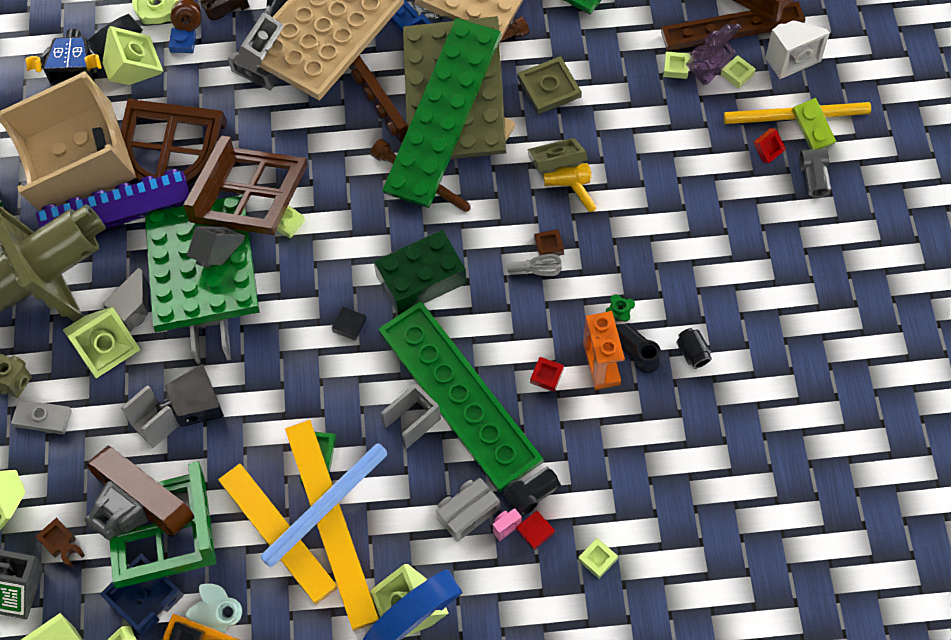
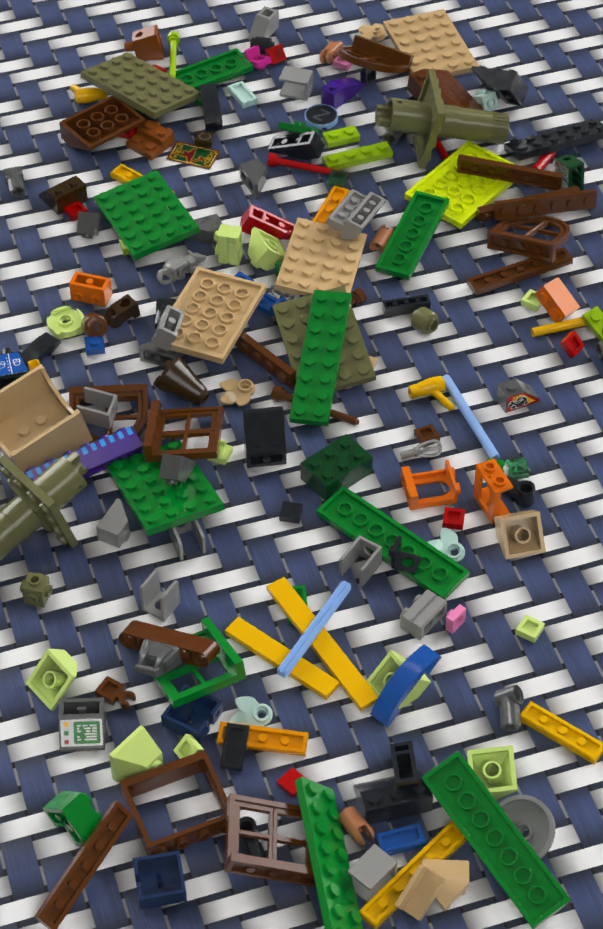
camera: 15 degrees left, 15 degrees down
(41, 416) = (69, 614): light grey plate -> none
(99, 138) = (59, 413): black tile -> none
(101, 340) = (101, 554): yellowish green slope -> none
(129, 57) = (58, 361): yellowish green slope -> none
(158, 153) = (101, 399): none -> light grey piece
(192, 398) = (192, 579): black torso -> none
(265, 114) = (181, 382): none -> dark brown cone
(330, 138) = (237, 391): none -> tan plate
(338, 216) = (264, 437): none -> black slope
(456, 419) = (398, 557): none -> black bracket
(526, 411) = (449, 543): none -> light aqua plate
(526, 495) = (467, 593): black piece -> none
(535, 530) = (477, 620): red tile -> none
(549, 85) = (393, 330): olive plate -> none
(551, 306) = (410, 481): none -> orange panel
(557, 154) = (412, 375): olive plate -> none
(576, 51) = (405, 305): none -> black piece
(591, 78) = (424, 320): none -> olive head
(610, 229) = (470, 418): none -> light blue piece
(624, 414) = (520, 534): none -> tan slope
(648, 316) = (517, 468): none -> clear green plate
(675, 65) = (486, 303): yellowish green plate -> none
(677, 207) = (515, 395): none -> dark grey slope
(694, 348) = (557, 482): black brick -> none
(714, 54) = (512, 290): clear purple bracket -> none
(765, 80) = (557, 300): none -> orange brick
(795, 47) = (574, 272): white slope -> none

